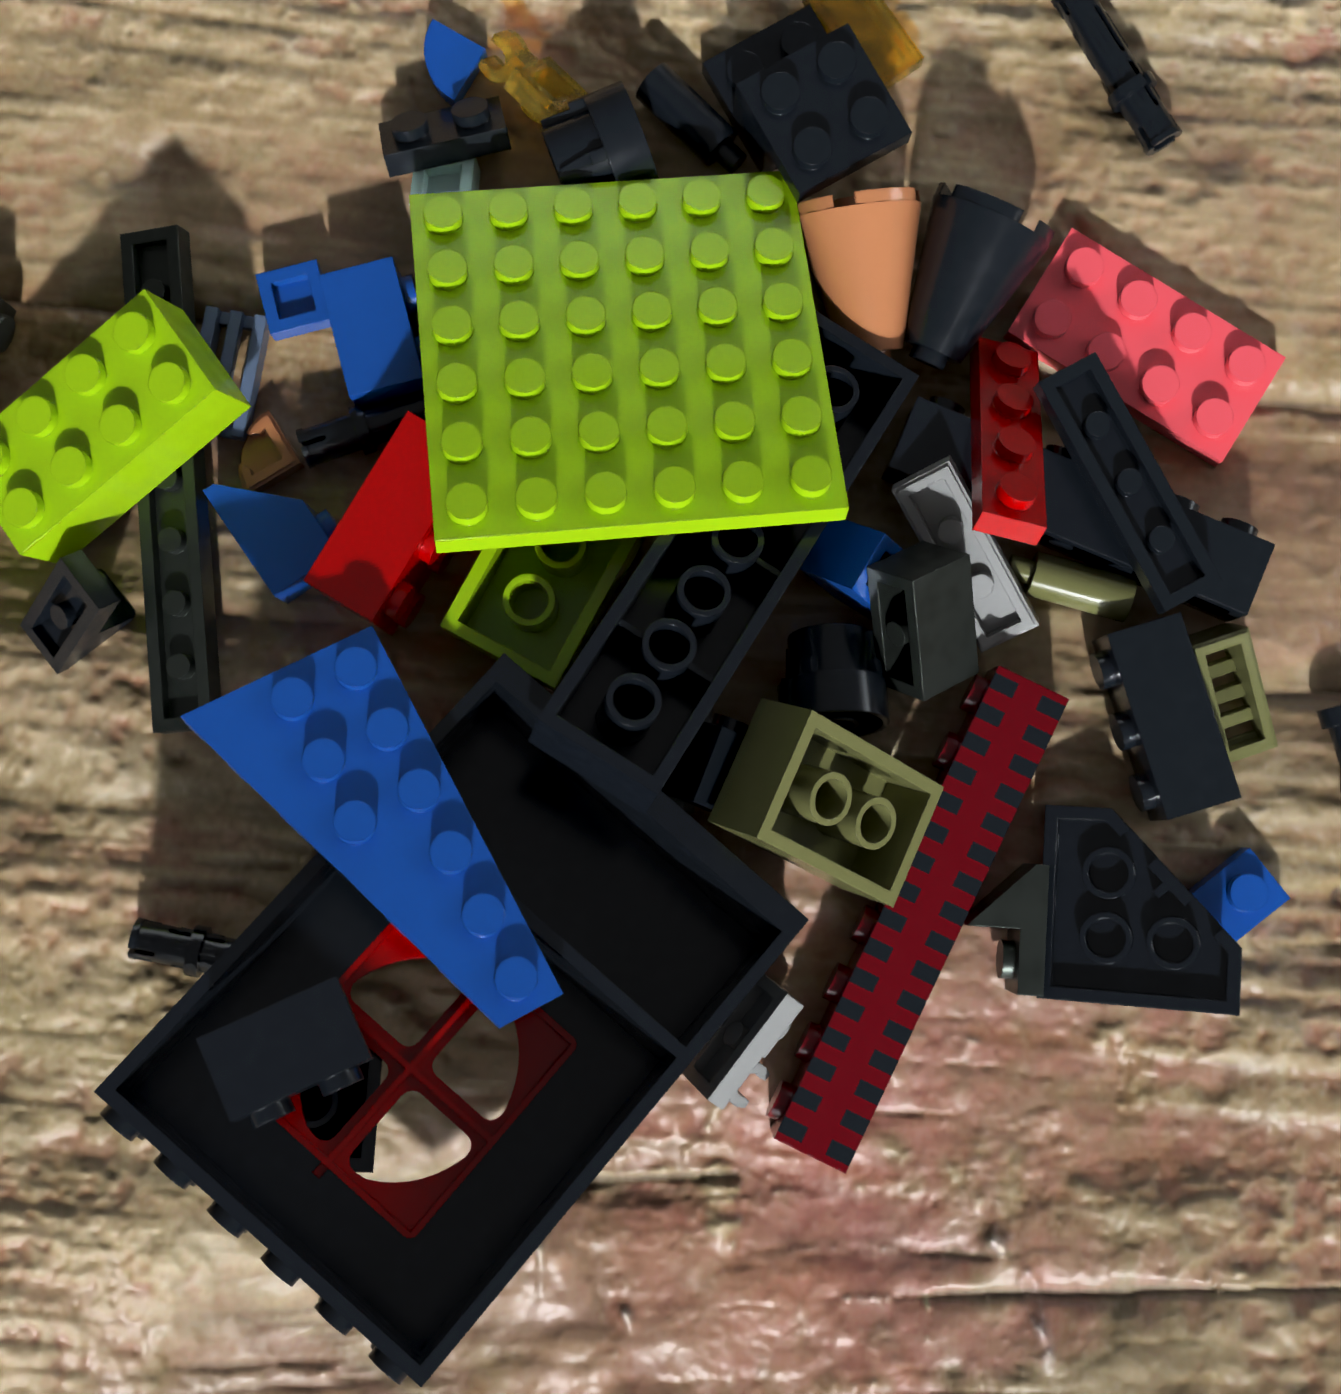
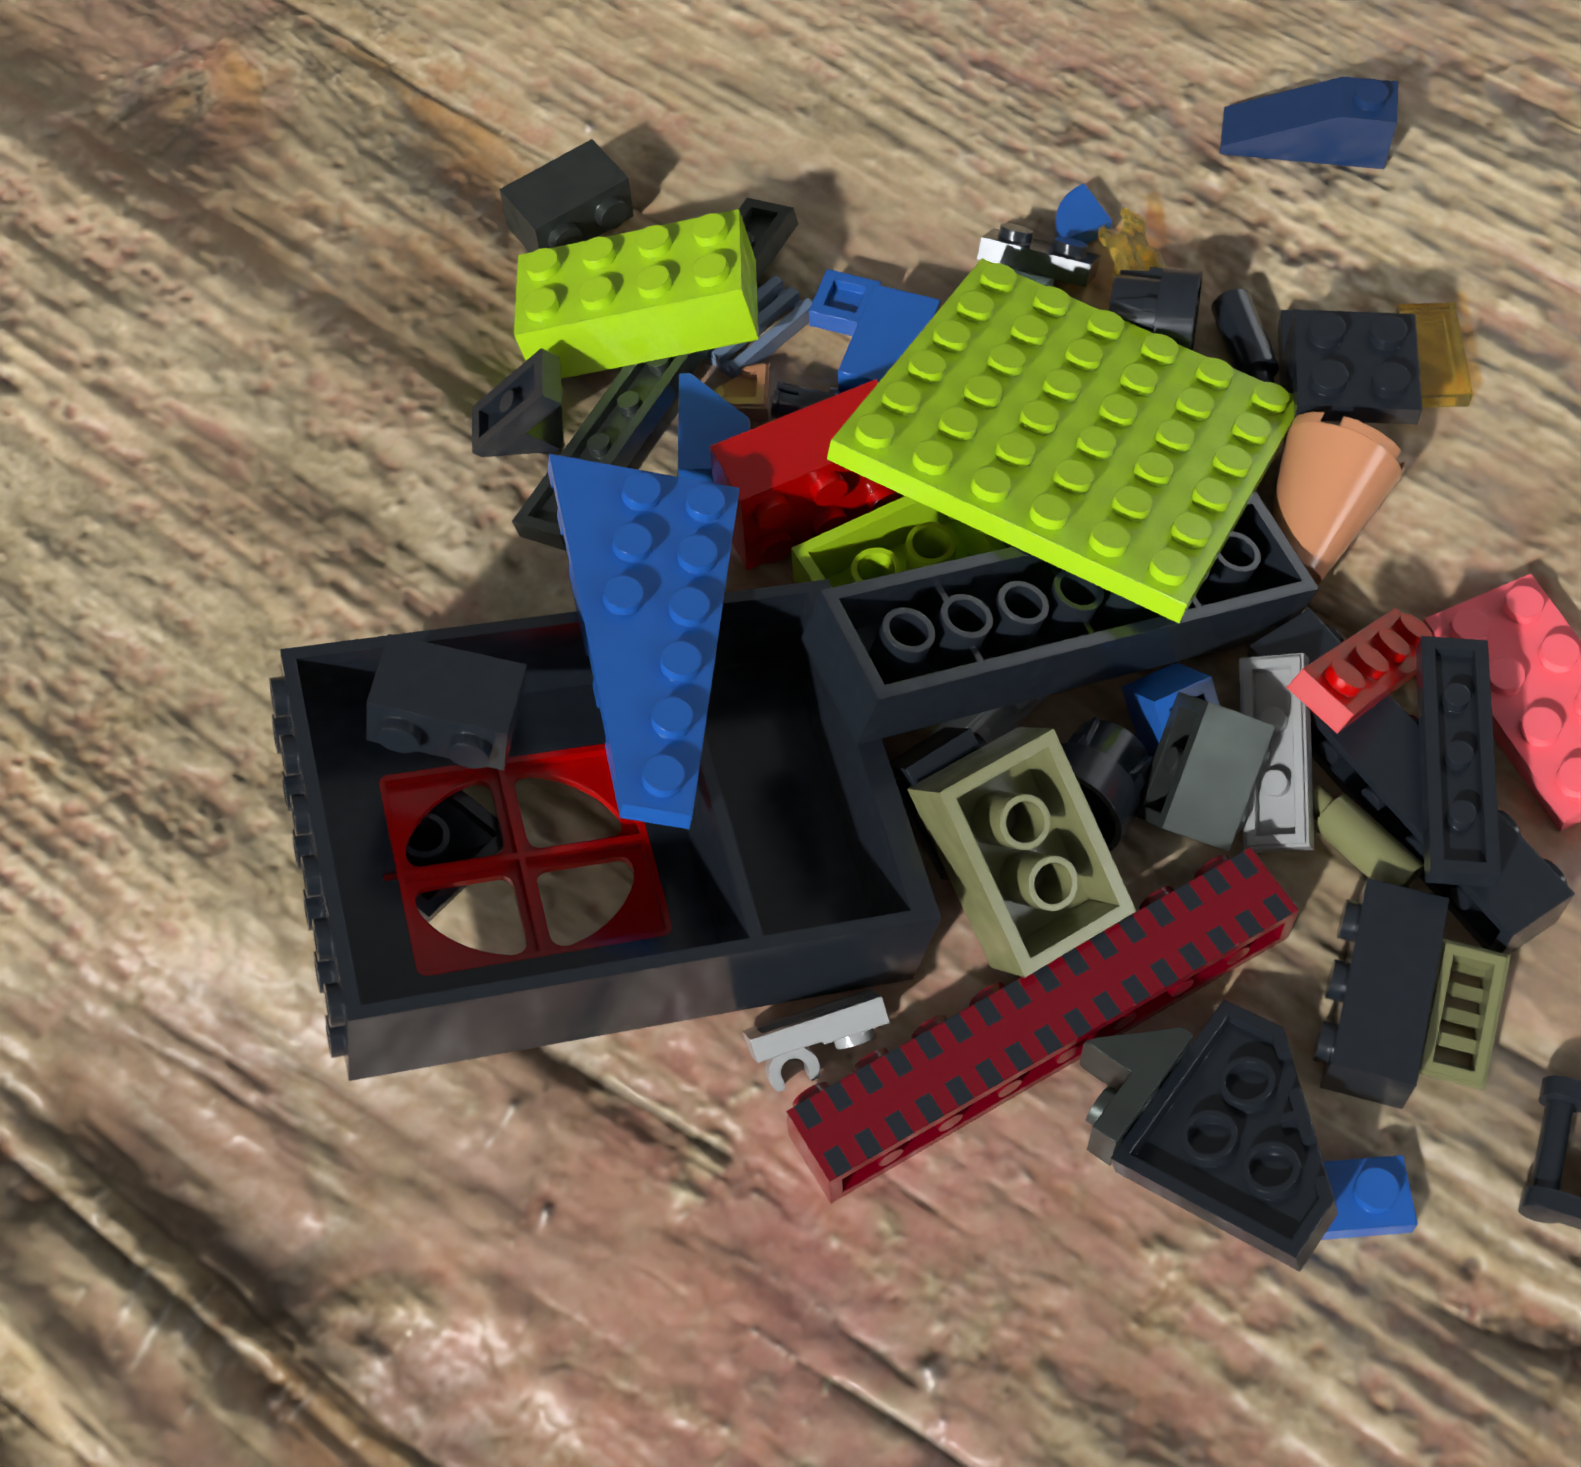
camera: 40 degrees right, 25 degrees down
(967, 271) = (1416, 546): black cone -> none

